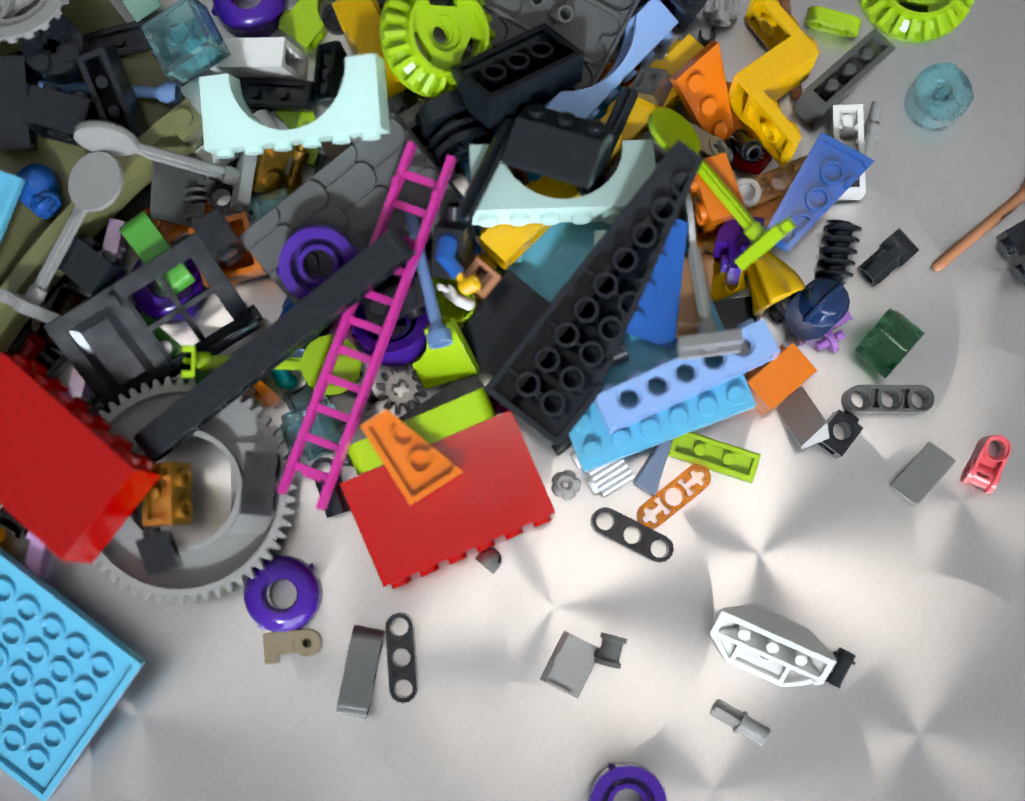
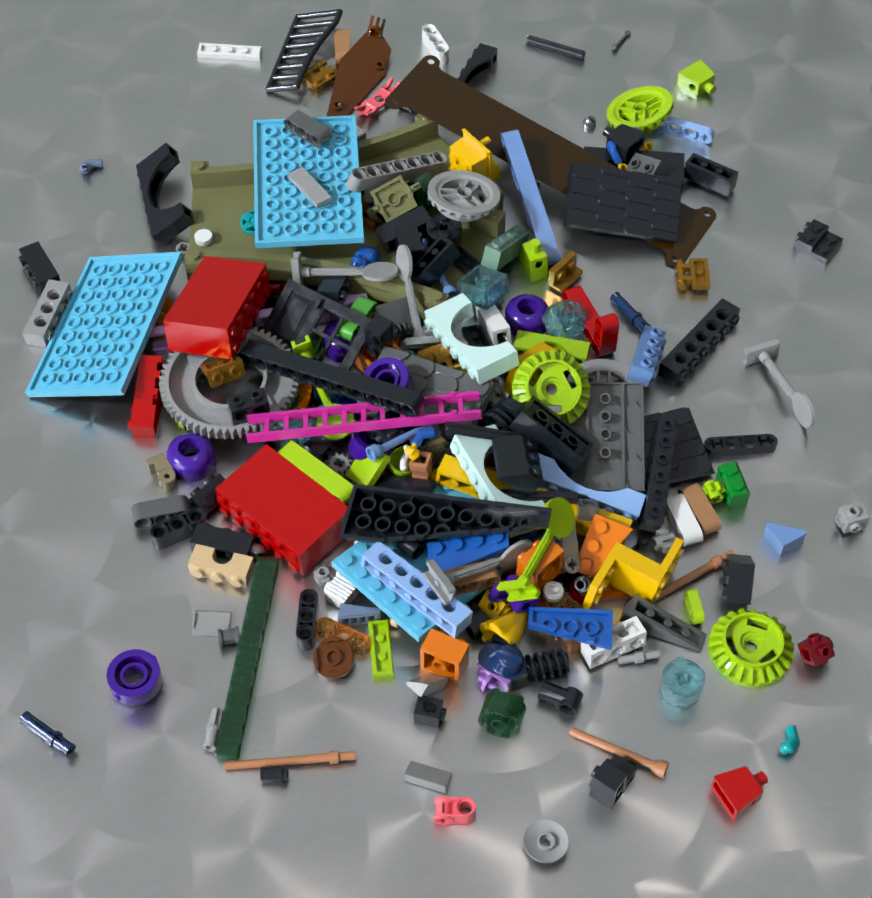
camera: 70 degrees right, 30 degrees down
(148, 622) = (147, 398): none -> red wedge
(158, 551) = (188, 376): black brick -> none
(360, 590) = (206, 497): none -> black bracket
(408, 457) = (295, 467): orange wing -> none
(455, 603) = (223, 540): none -> black brick
(478, 643) = (236, 571): none -> tan arch
(650, 635) = (247, 659): none -> clear green beam
(704, 523) = (334, 658): none -> reddish brown tile
(771, 646) = (270, 719): white wedge -> none
(845, 583) = (332, 757): none -> nougat bar
(901, 399) = (466, 741): dark grey beam -> none

